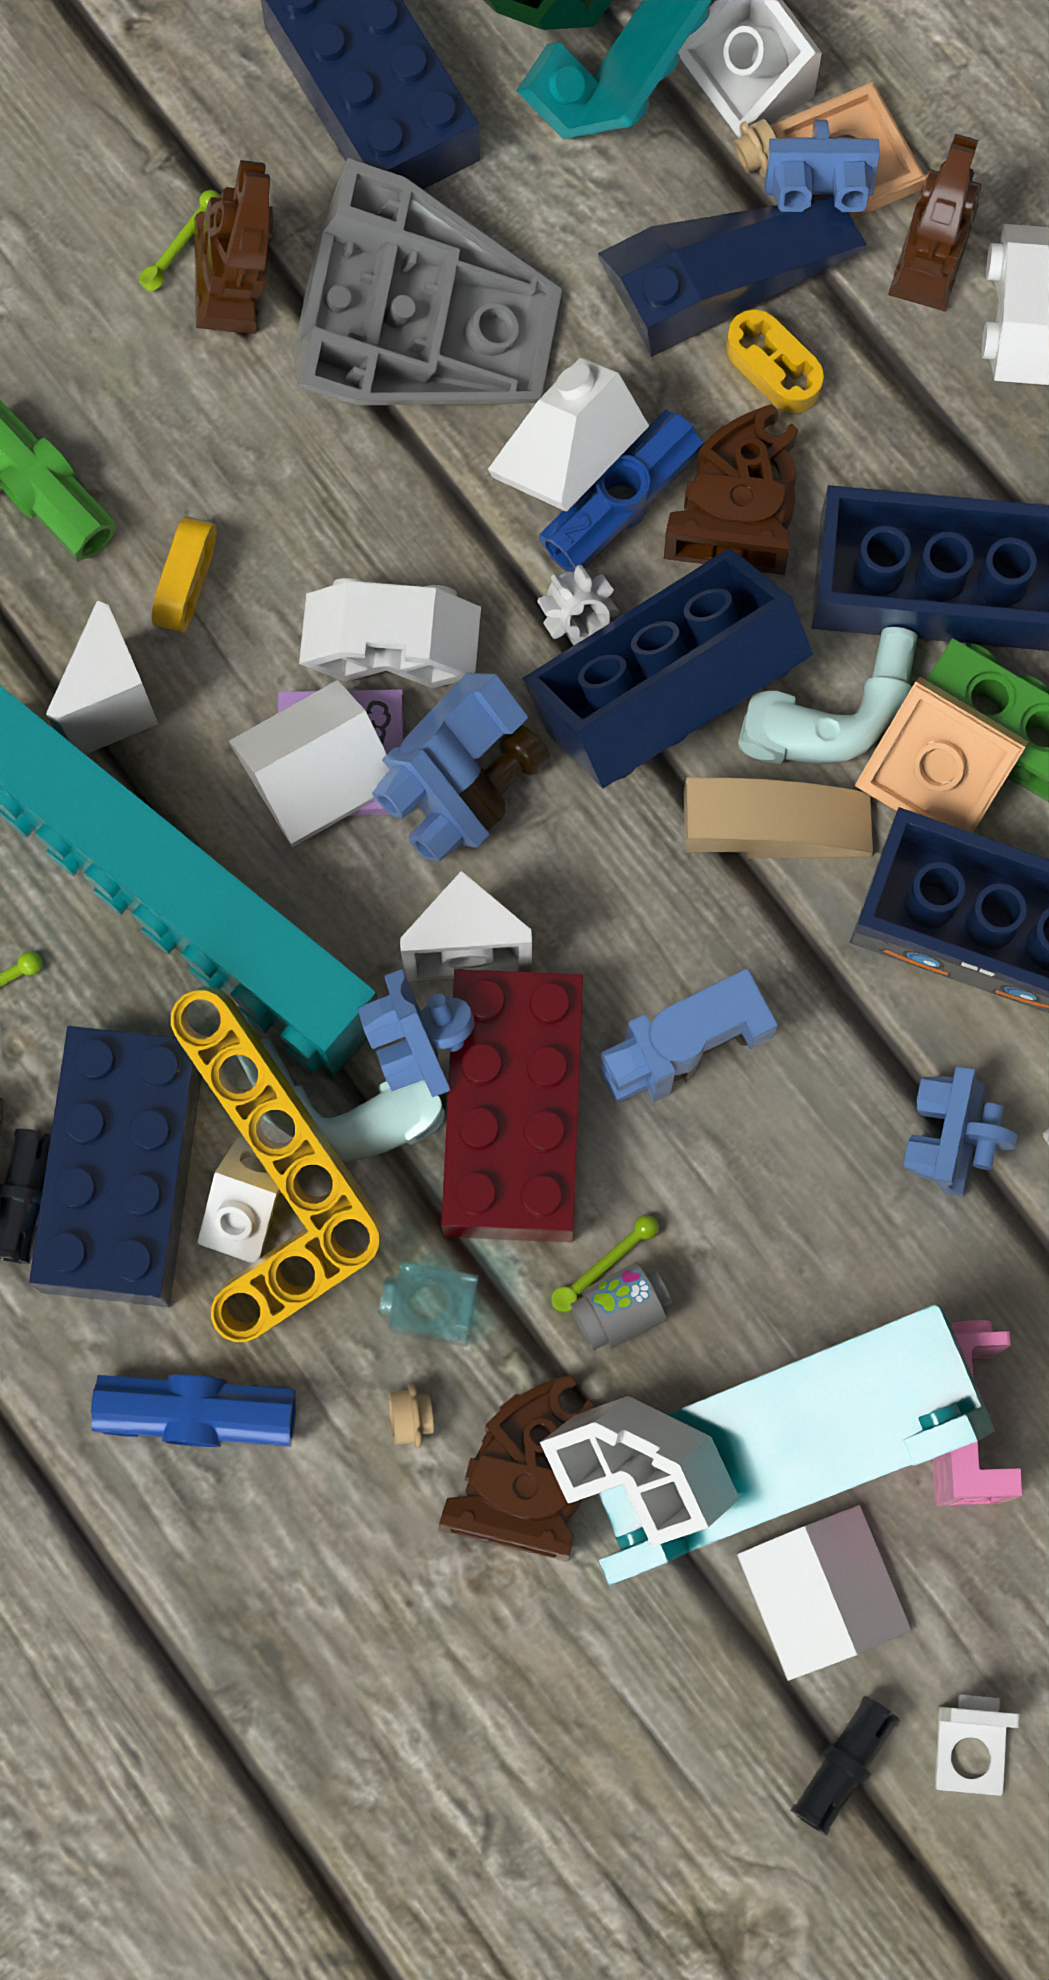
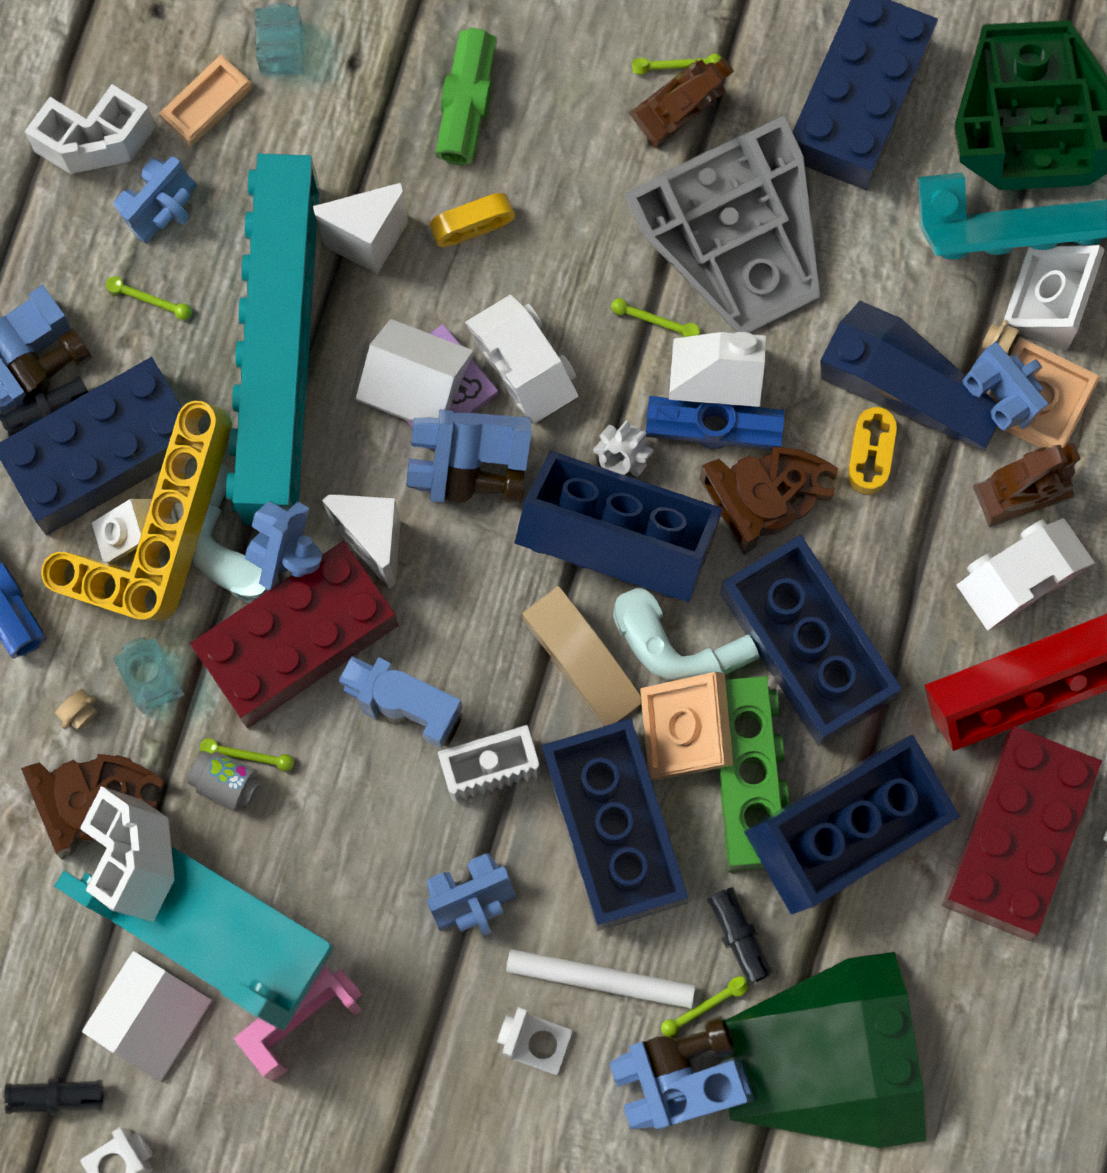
camera: 55 degrees right, 0 degrees up
(407, 496) = (619, 307): none -> lime hinge
(827, 1000) = (489, 763): none -> white brick

